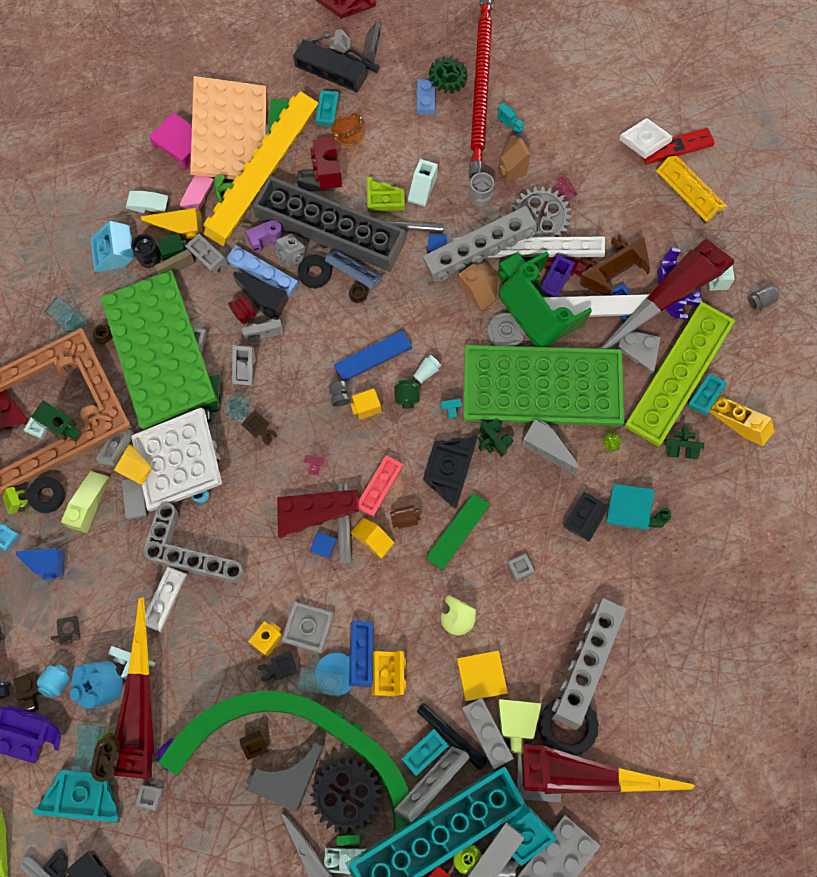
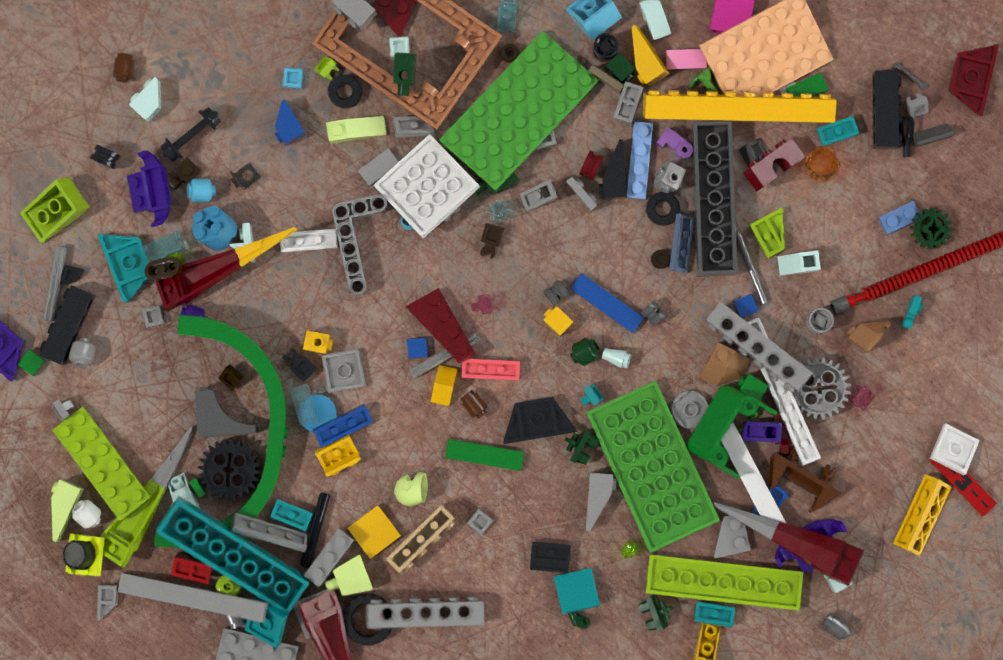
camera: 65 degrees right, 15 degrees up
(133, 465) = (404, 151): yellow slope -> none
(402, 320) = (653, 313): none -> dark grey wheel
(510, 628) = (425, 534): none -> tan brick

